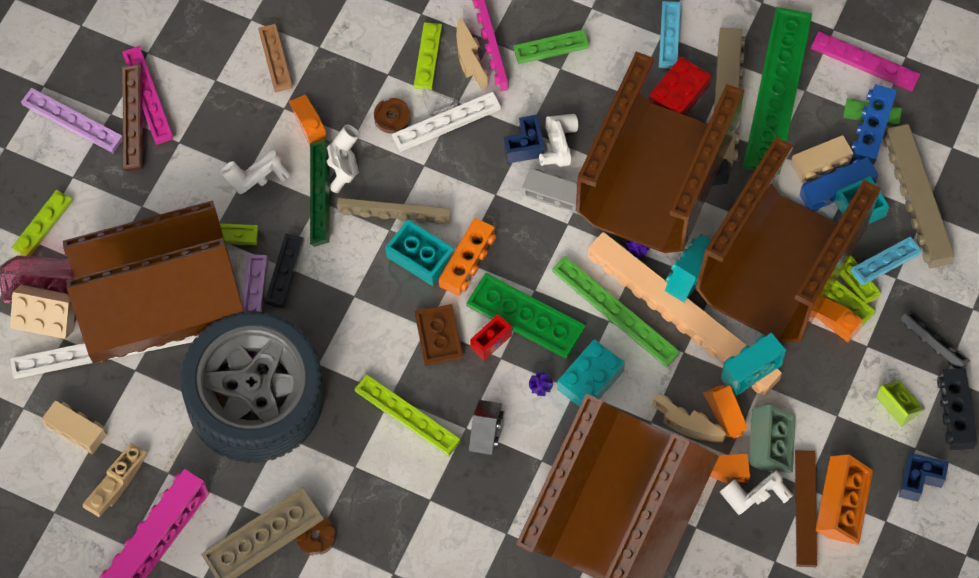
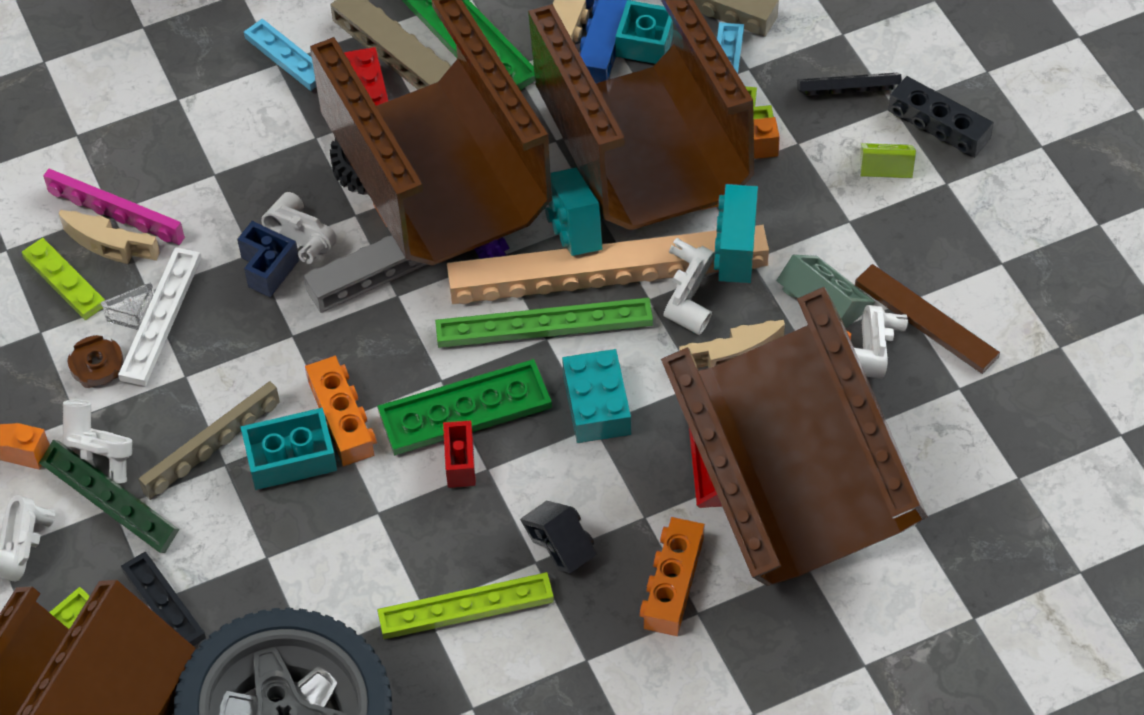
camera: 50 degrees left, 10 degrees down
(438, 335) = (401, 505): reddish brown plate -> none
(509, 513) = (668, 616): none -> orange brick
(540, 383) = (559, 448): dark purple gear -> none
(551, 46) = (182, 162): bright green plate -> none
(688, 372) = (680, 307): none -> white piece
(726, 410) = (753, 302): orange slope -> none
(844, 499) = (948, 277): orange slope -> none
(921, 471) = (983, 193): dark blue brick -> none

